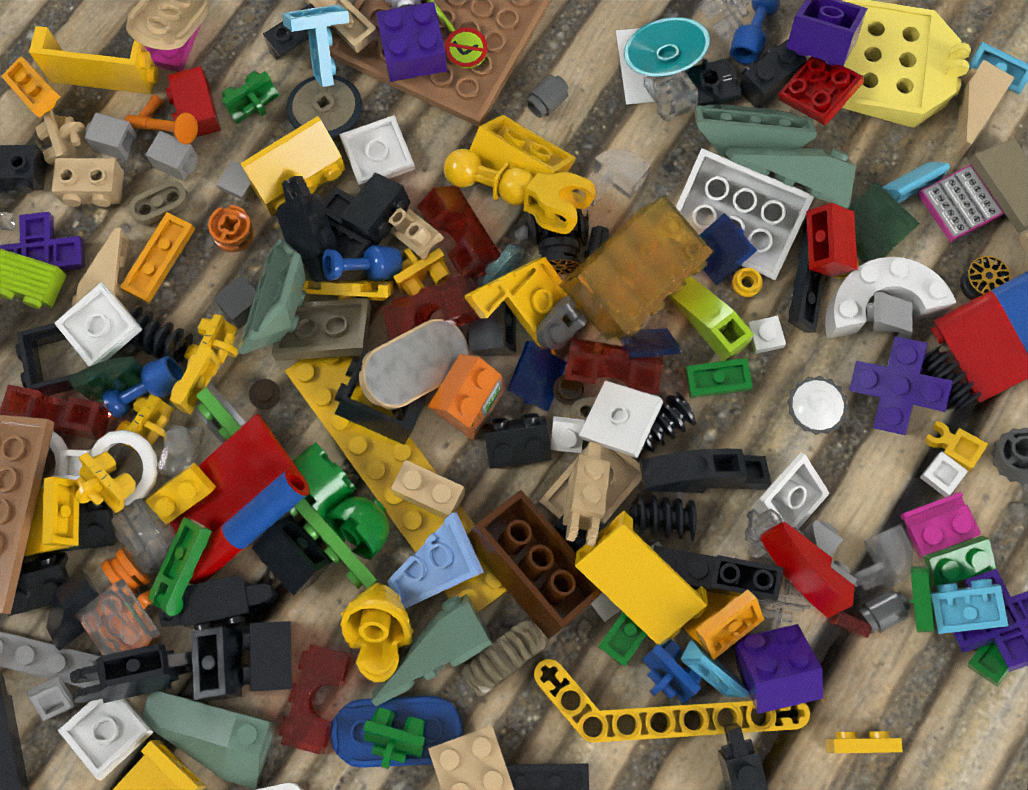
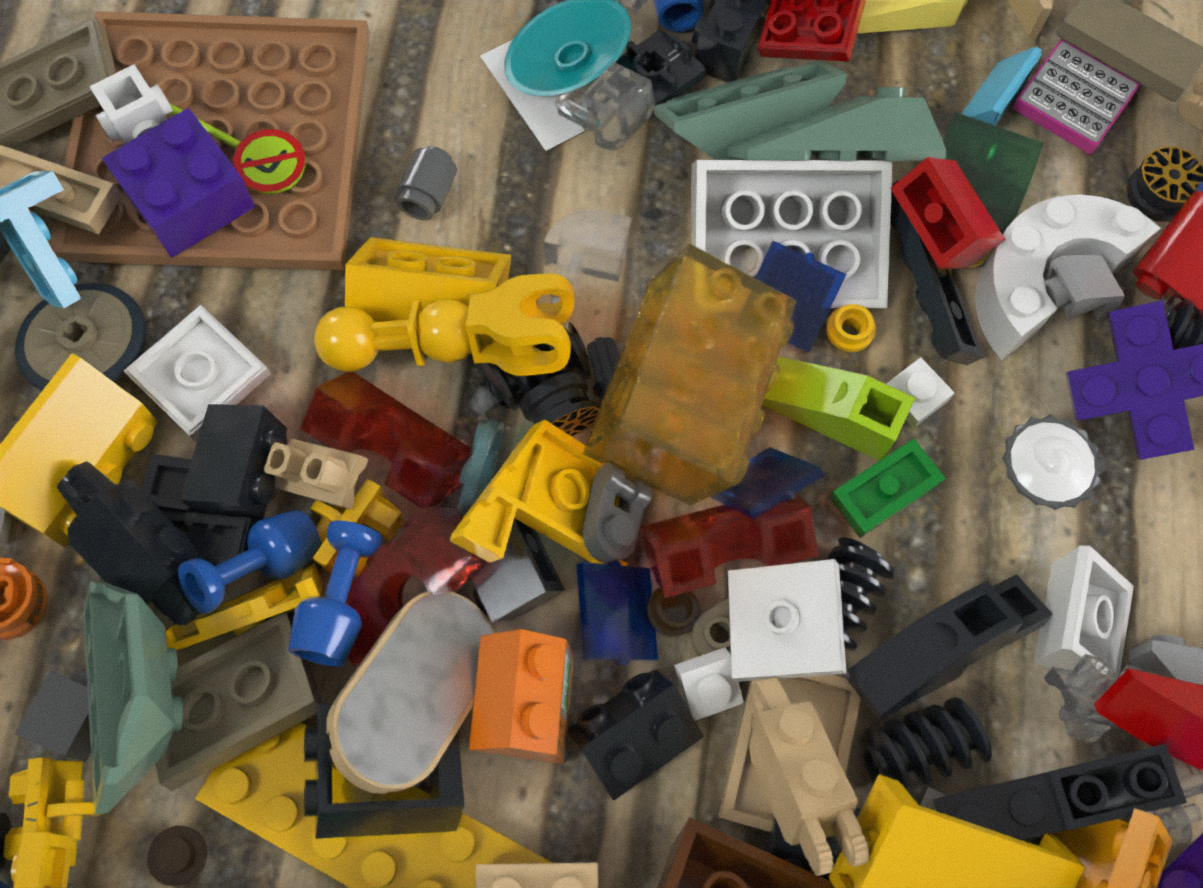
camera: 30 degrees left, 5 degrees down
(384, 313) = (326, 626): none -> blue piece

